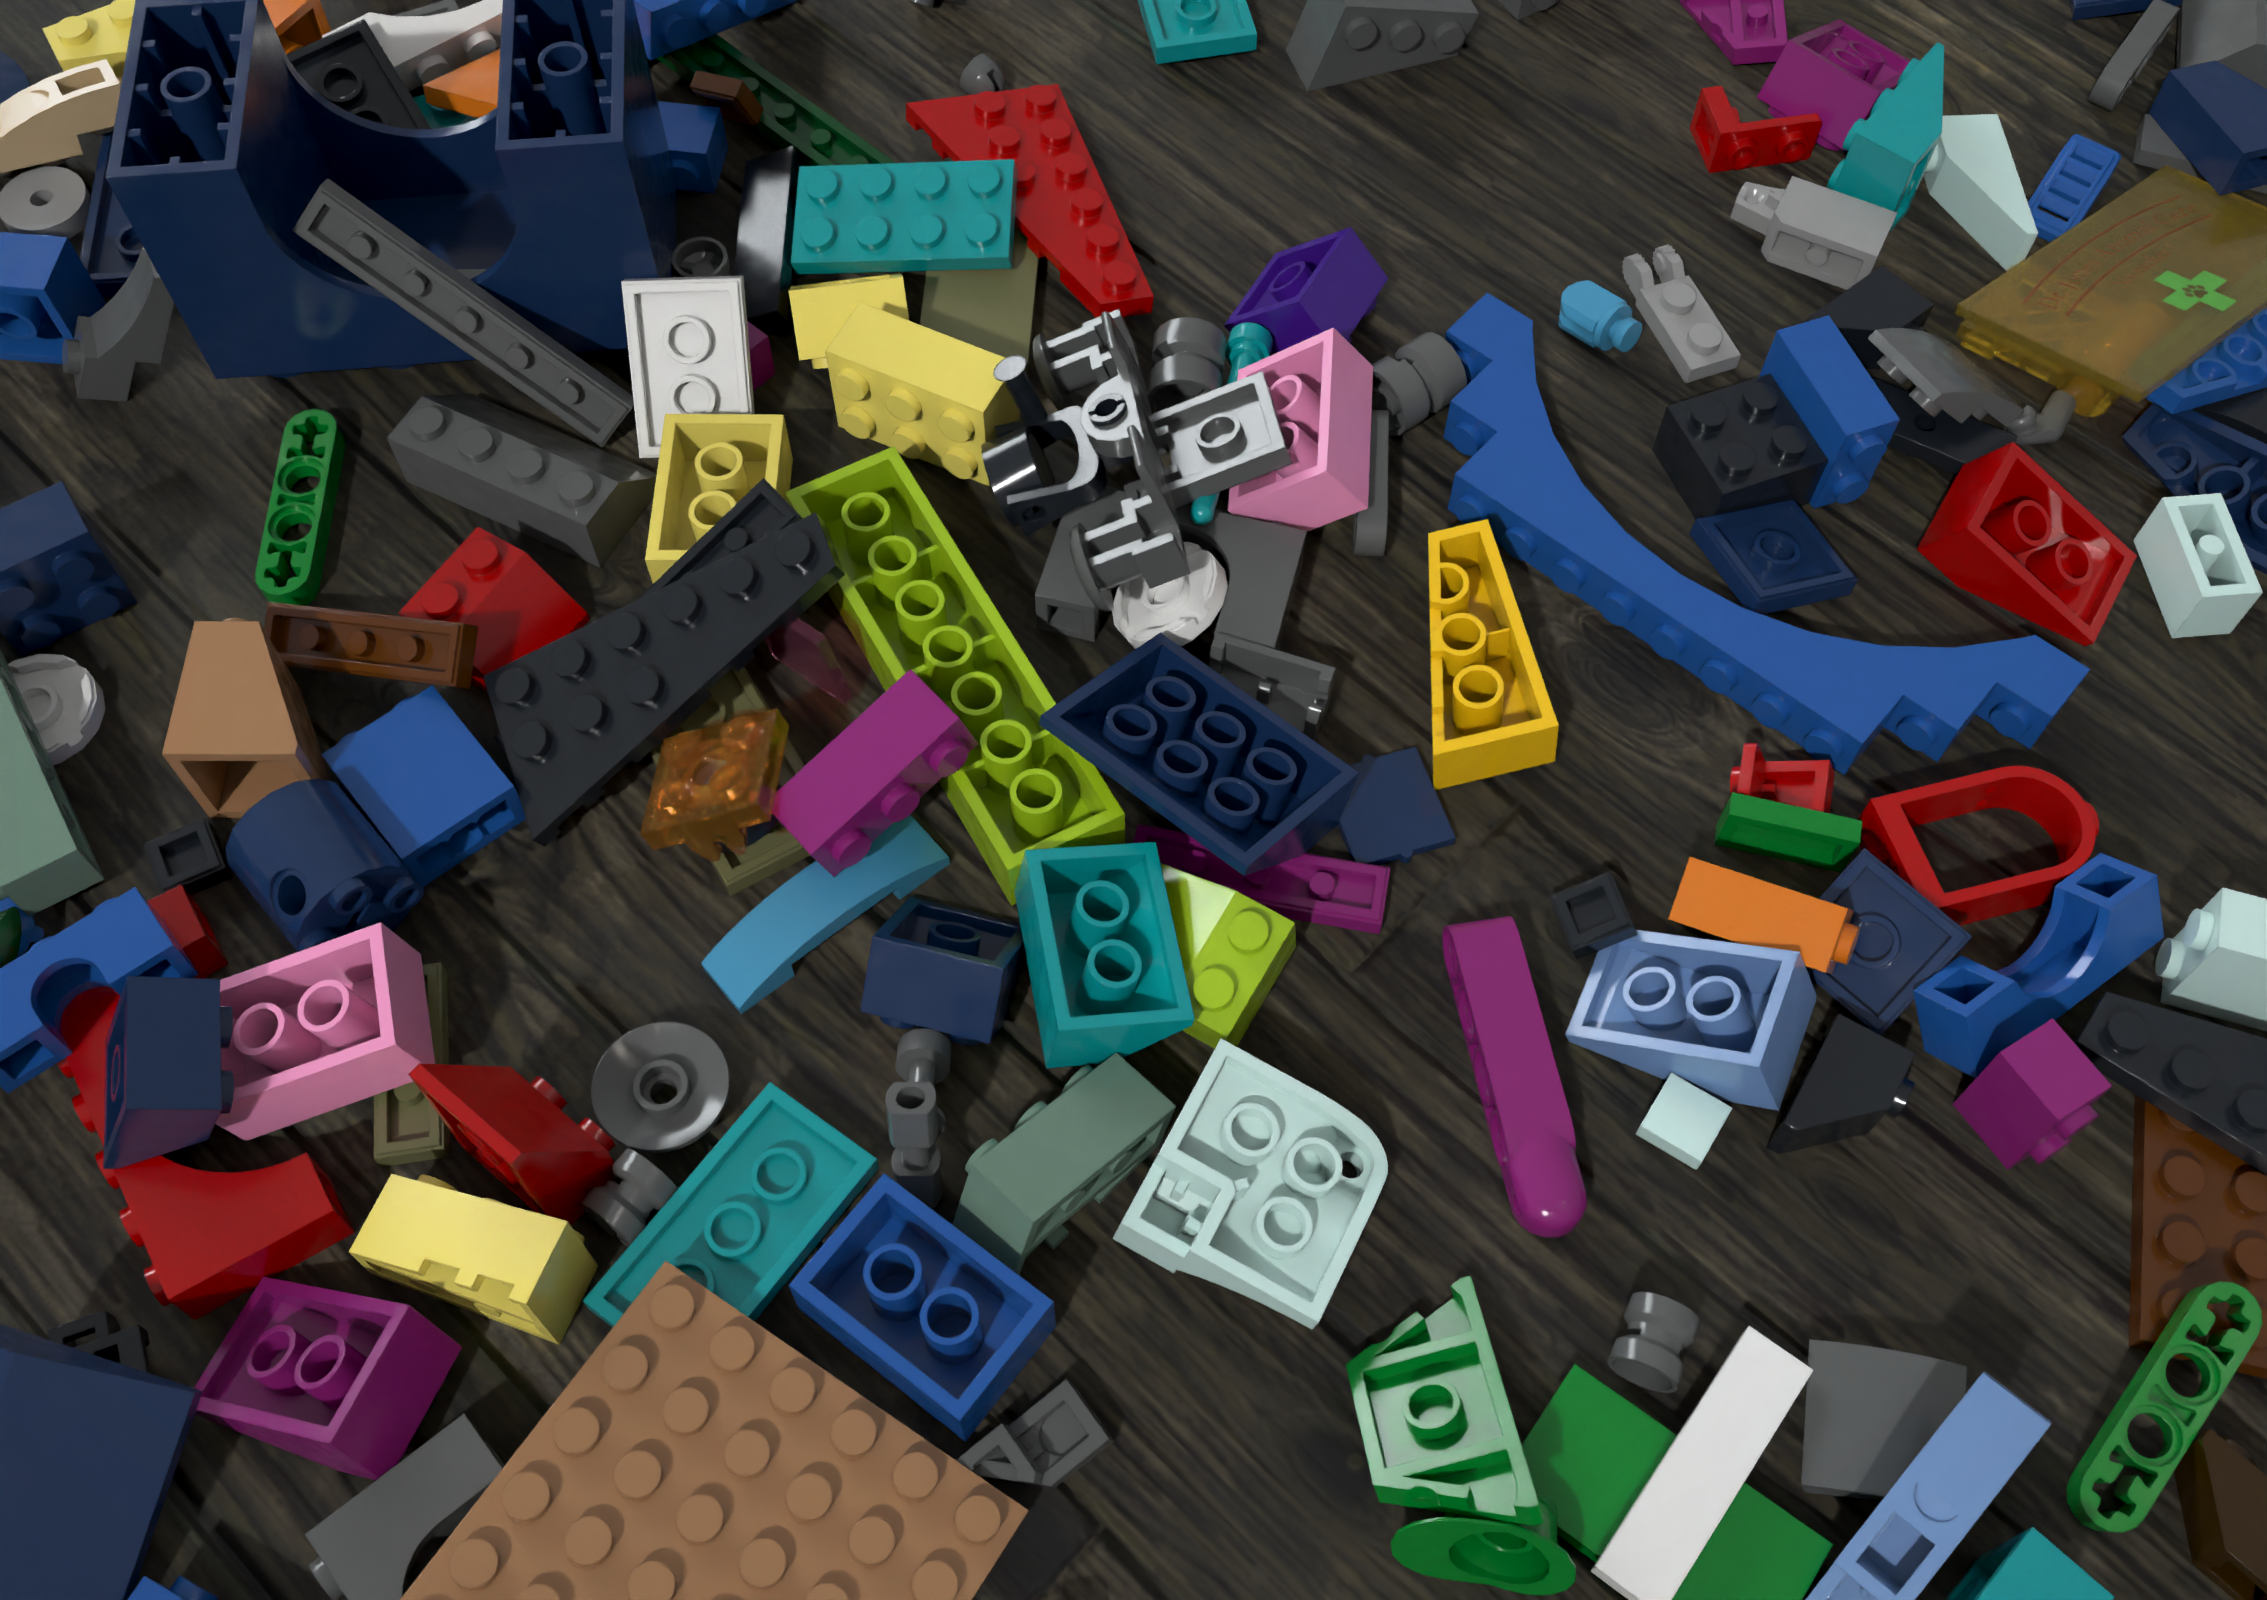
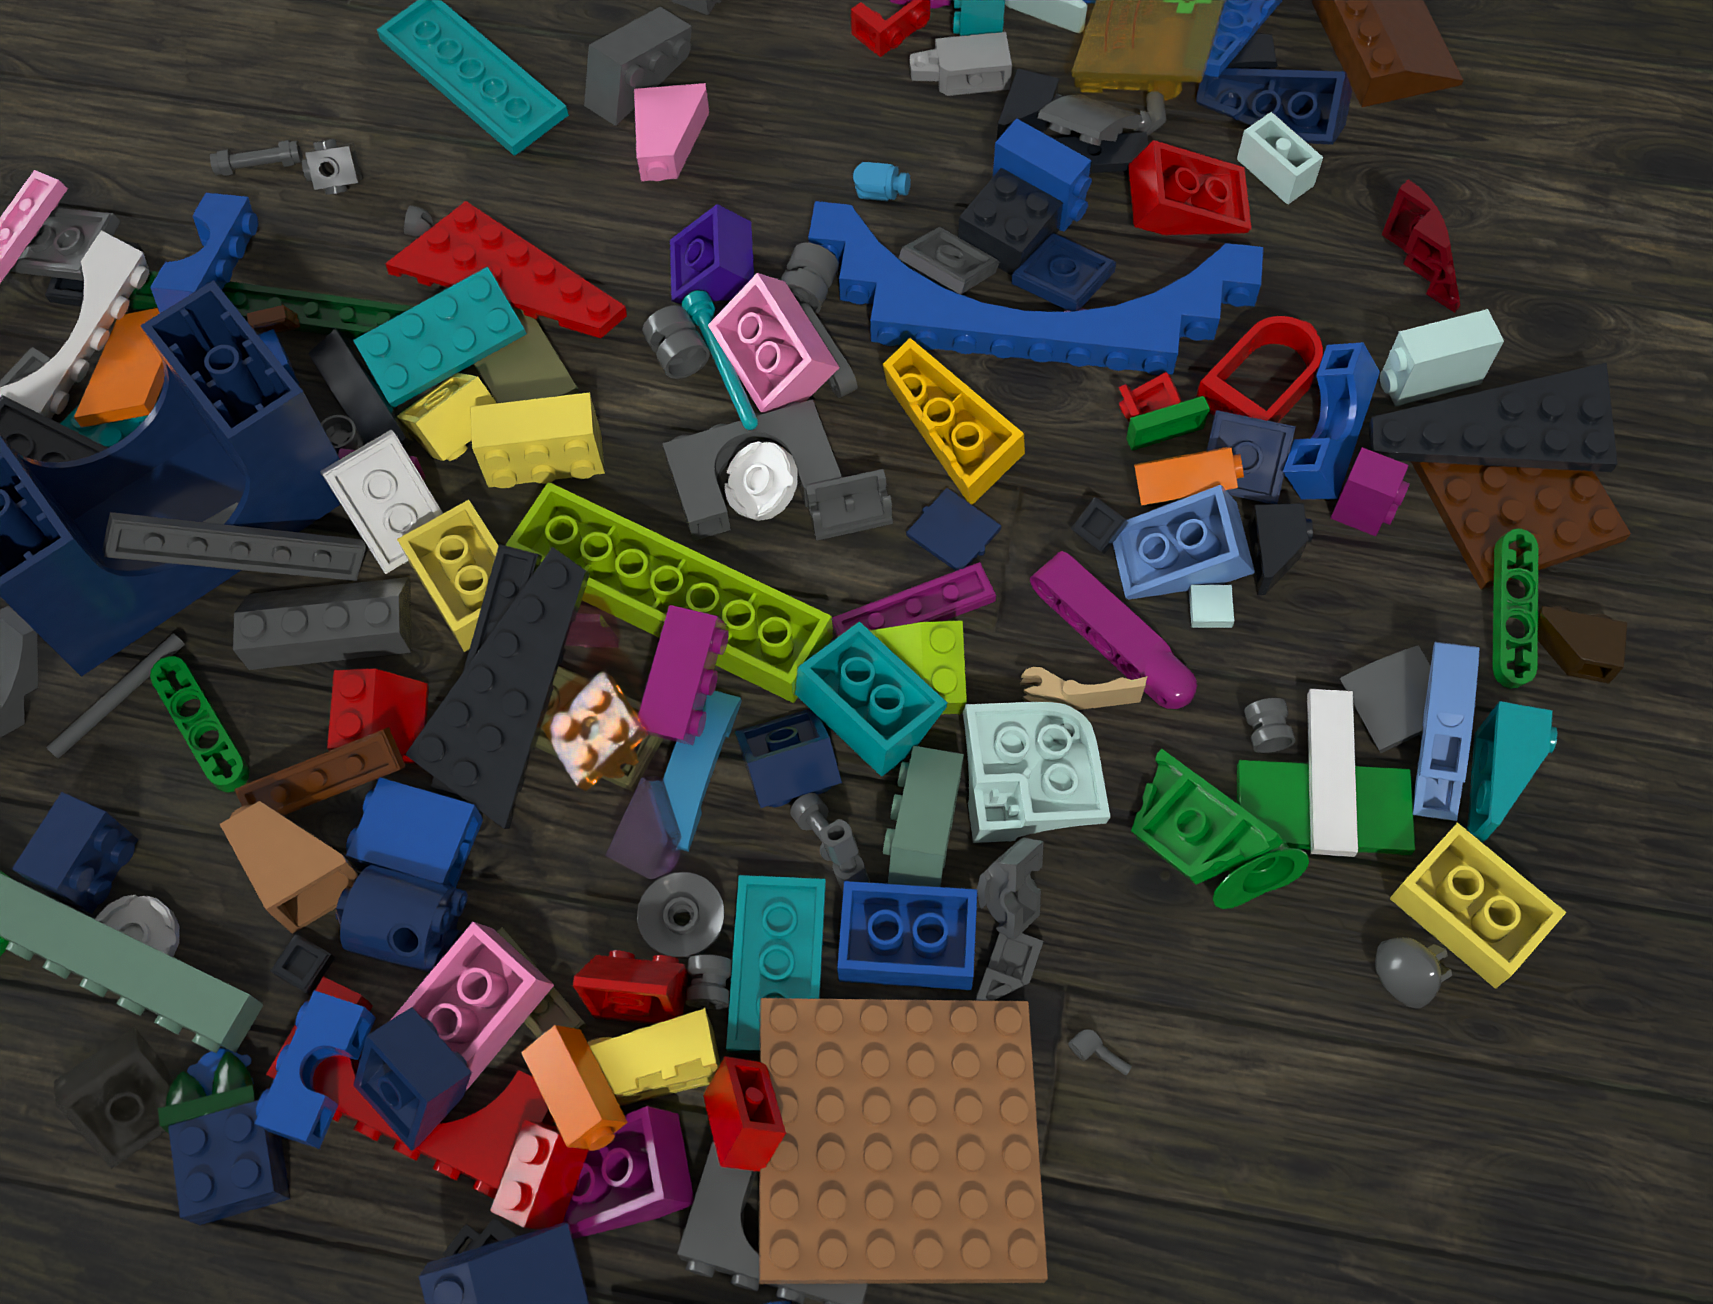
camera: 30 degrees left, 5 degrees up
(225, 1309) = (539, 1177): none -> red brick
(234, 425) = (113, 697): none -> dark grey bar
(340, 1220) = (574, 1088): none -> orange brick
(517, 1402) = (743, 1114): none -> red brick
(696, 950) = (647, 832): none -> clear purple slope
(1110, 1334) = (1010, 889): none -> dark grey cylinder
(1205, 756) = (849, 557): dark blue slope -> none
(1210, 439) = (728, 372): dark grey piece -> none
(1365, 120) = (667, 127): none -> bright pink slope
(1403, 1132) = (1078, 695): none -> tan arm
(1620, 458) = (949, 260): none -> dark grey tile
(1679, 316) = (922, 155): light grey hinge -> none

